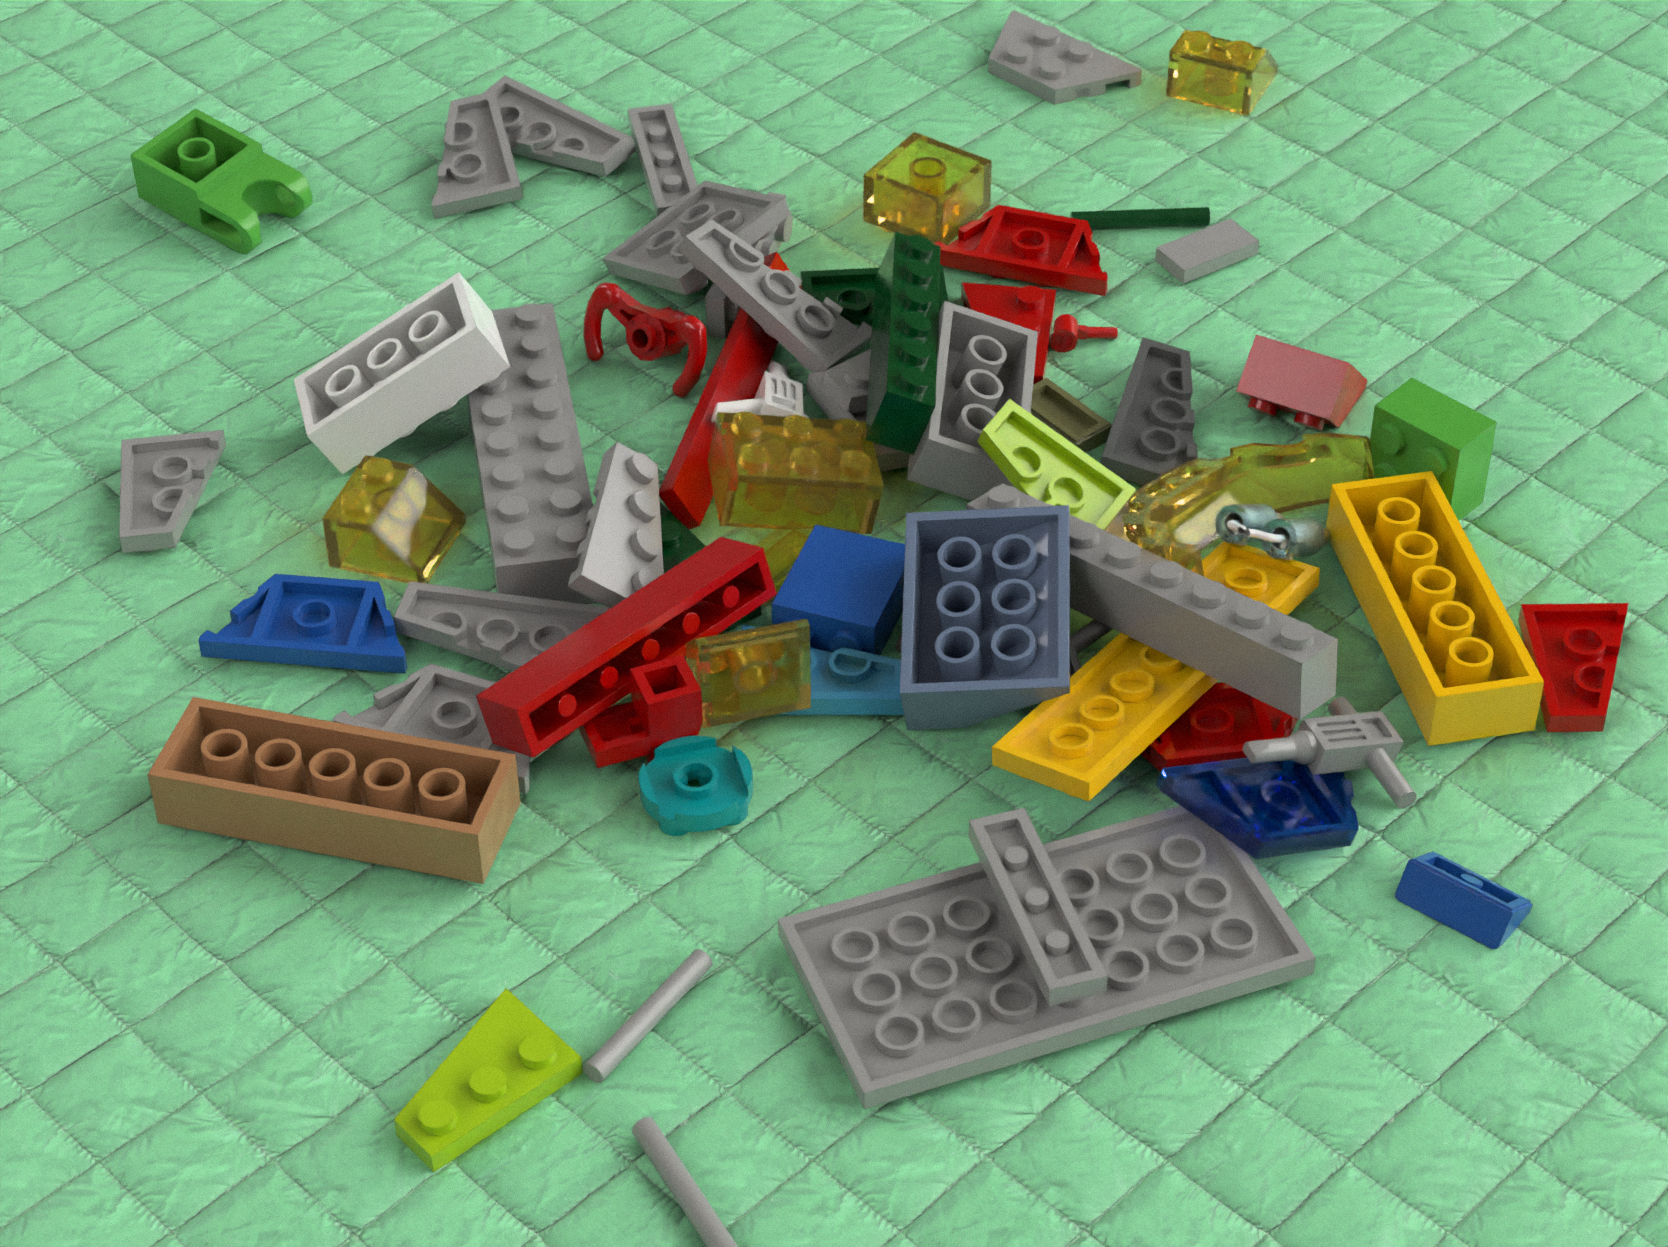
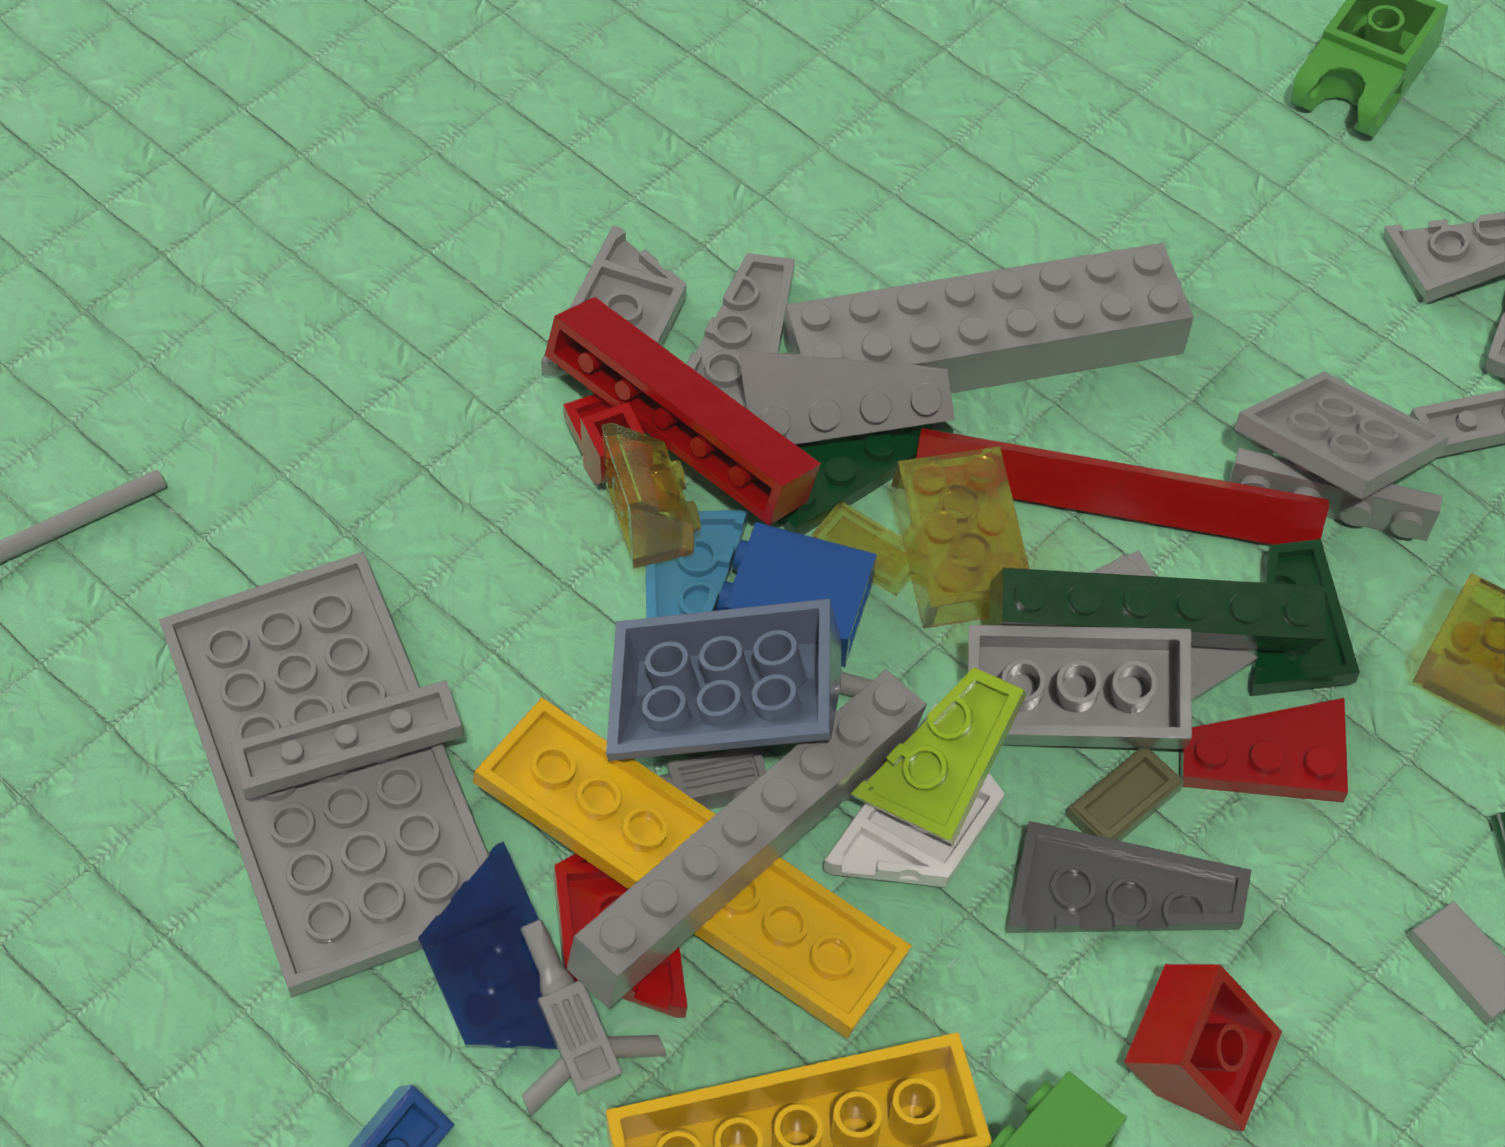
camera: 85 degrees right, 15 degrees up
(163, 485) = (920, 81): light grey wing -> none
(311, 625) = (744, 205): blue wing -> none
(336, 789) = (517, 235): medium nougat brick -> none
(390, 523) = (877, 237): clear yellow slope -> none
(400, 373) = (1048, 205): white brick -> none
(486, 1082) = (221, 375): lime wing -> none
(647, 1016) = (281, 475): light grey bar -> none
(649, 332) = (1184, 414): red piece -> none
(687, 809) = (544, 515): teal plate -> none
(774, 300) = (1234, 499): light grey wing -> none
(774, 397) = (1085, 525): white piece -> none
(1029, 249) = (1423, 768): red wing -> none
(1068, 332) = (1276, 803): red hand -> none
(1180, 507) = (951, 907): clear yellow windscreen -> none
(1279, 535) = (924, 964): clear light blue piece -> none

